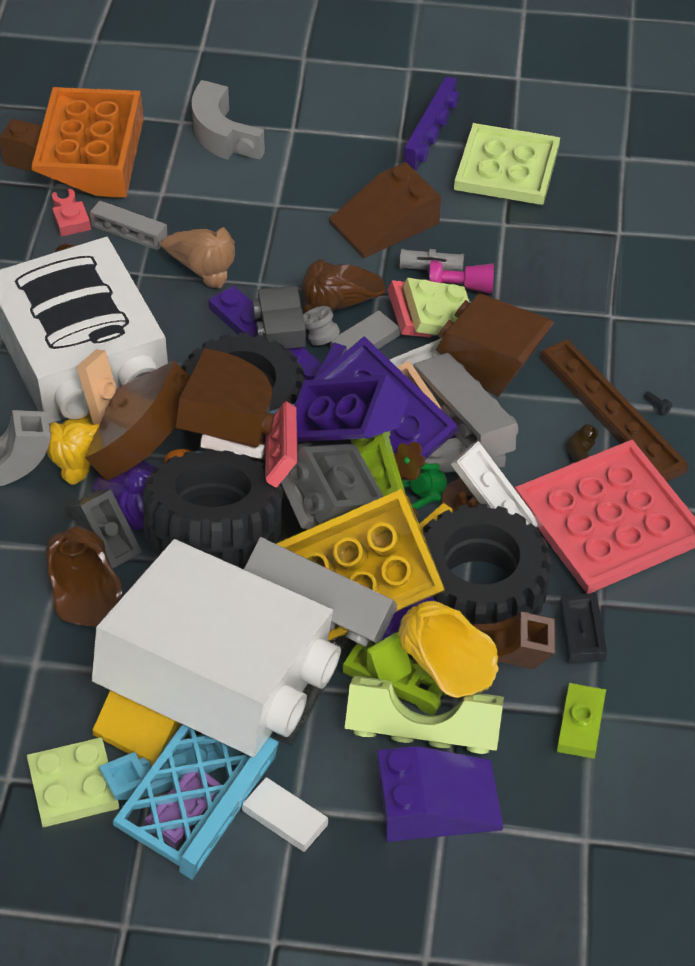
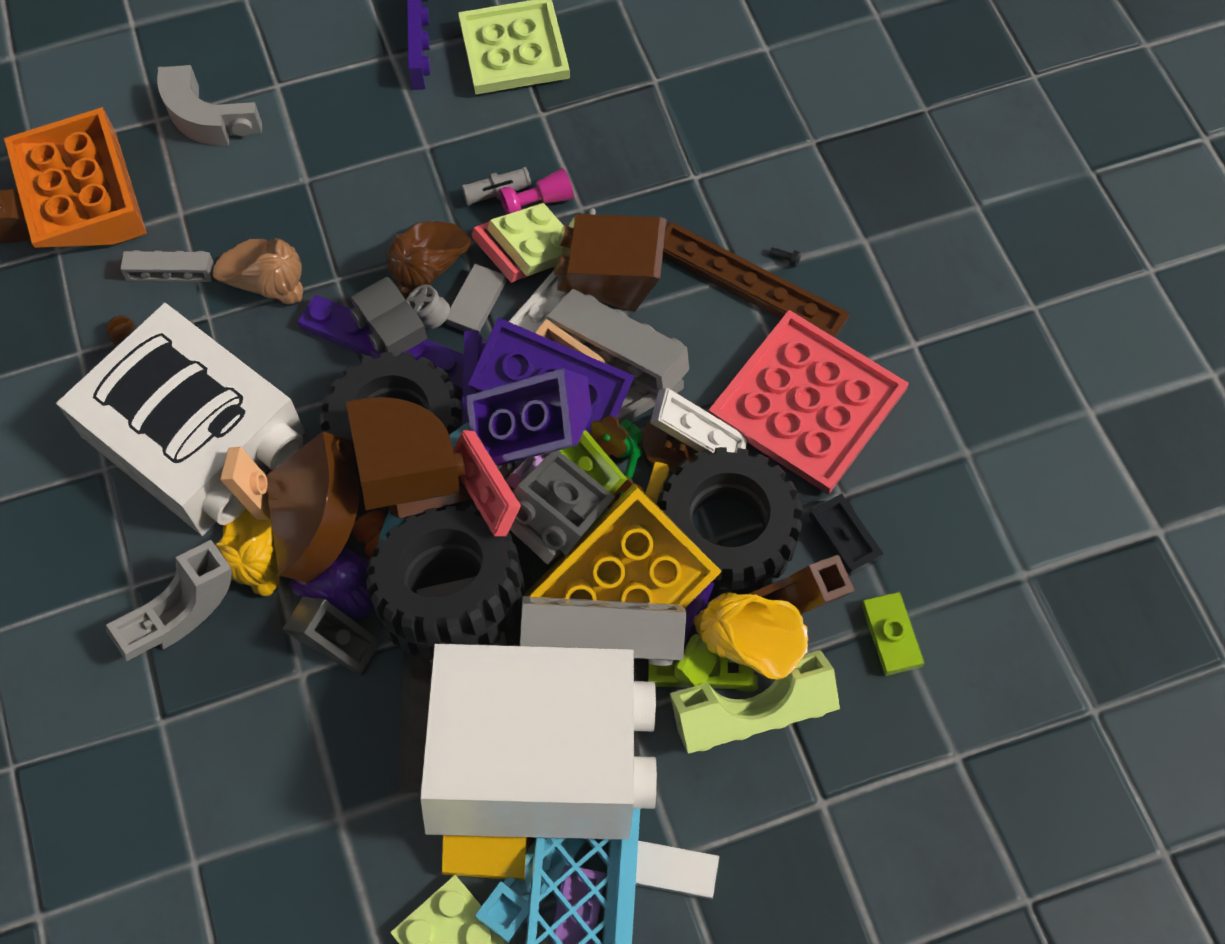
camera: 25 degrees left, 15 degrees up
(69, 214) = (97, 278): coral plate -> none
(81, 577) = (342, 706): reddish brown hair -> none
(388, 211) = (425, 146): reddish brown slope -> none
(436, 794) = (805, 780): dark purple slope -> none
(582, 442) = (740, 333): dark brown arm -> none

